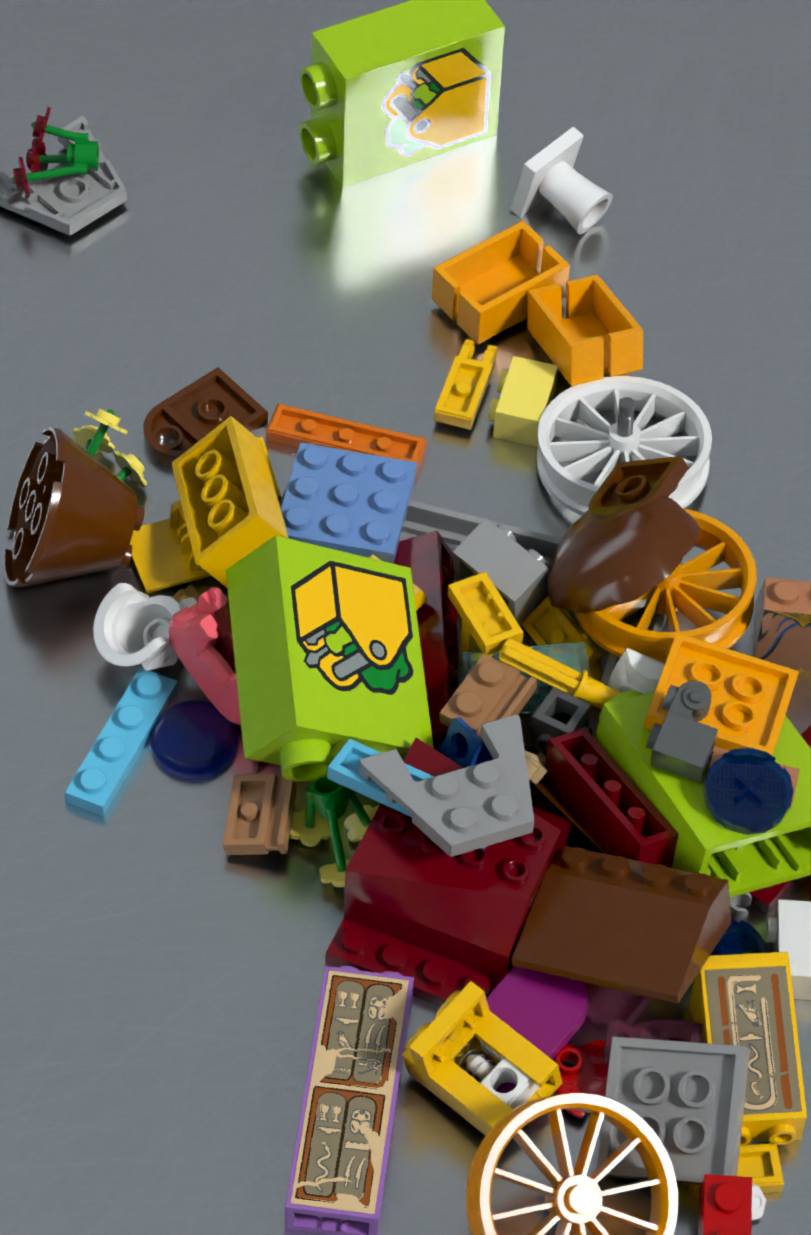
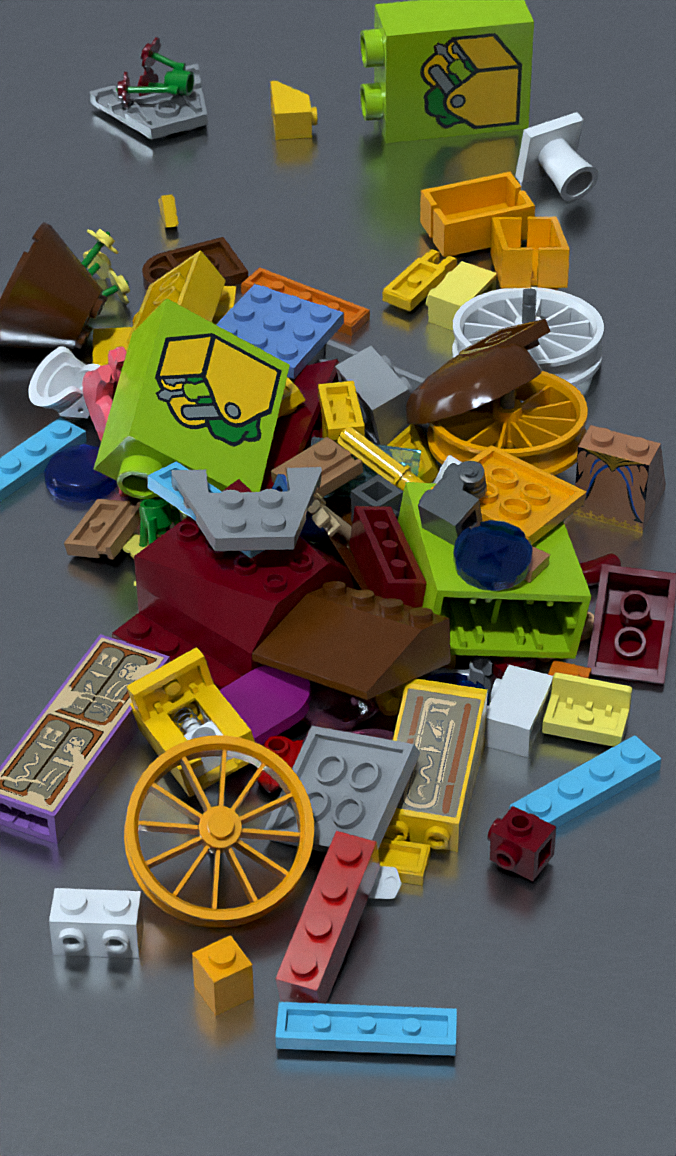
camera: 20 degrees right, 10 degrees down
(138, 342) = (168, 210): none -> yellow tile
(221, 167) = (291, 112): none -> yellow slope

